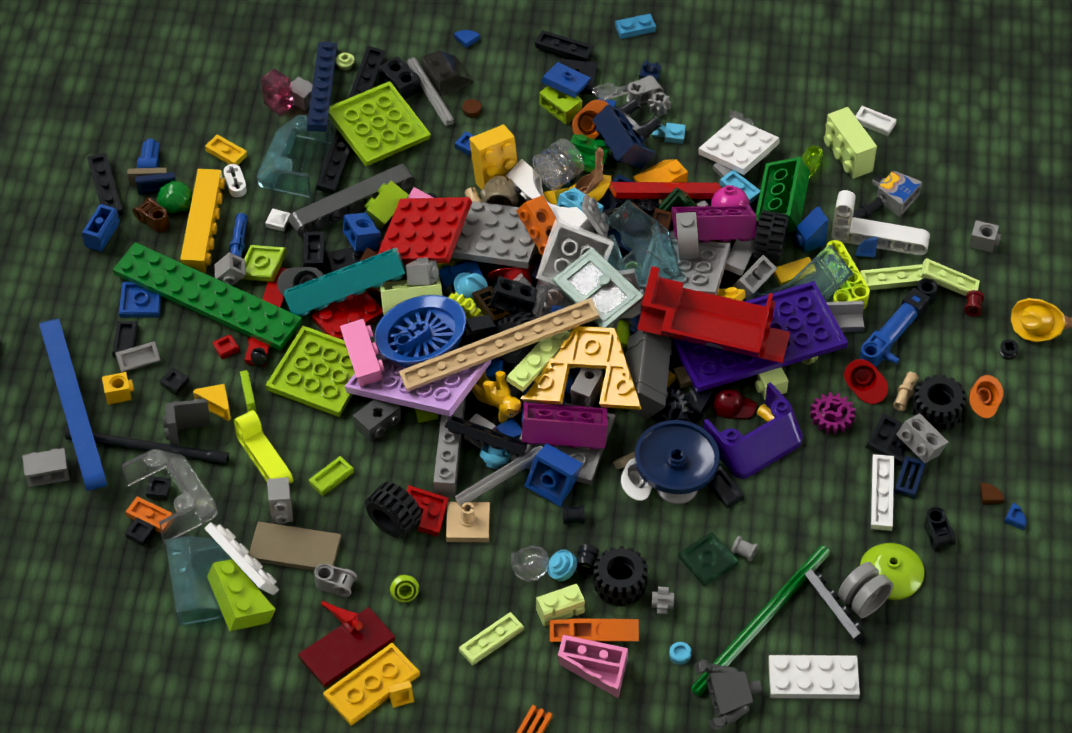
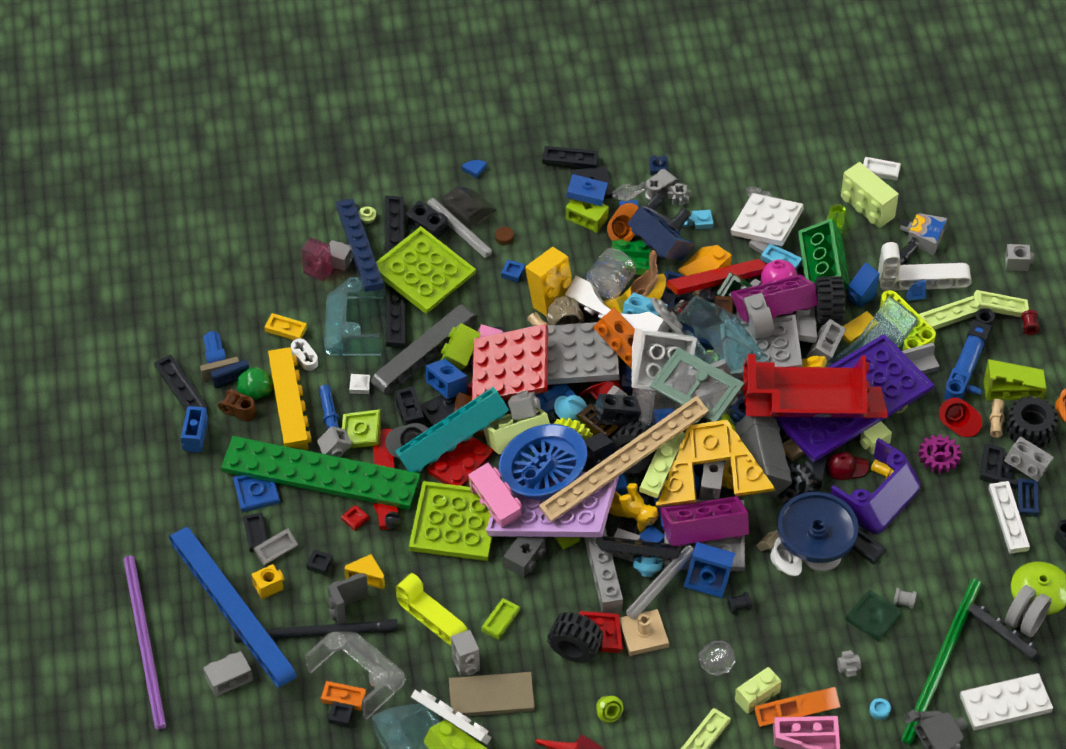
camera: 15 degrees left, 0 degrees up
(158, 488) = (343, 668): black plate -> none
(247, 389) = (394, 557): lime tile -> none
(336, 582) = (542, 716): light grey piece -> none
(562, 565) = (746, 652): medium azure plate -> none
(586, 558) = (766, 644): black wheel -> none
(620, 590) = (803, 664): black tyre -> none
(635, 26) = (629, 123): dark azure plate -> none
(933, 357) = (1013, 381): none -> lime wedge

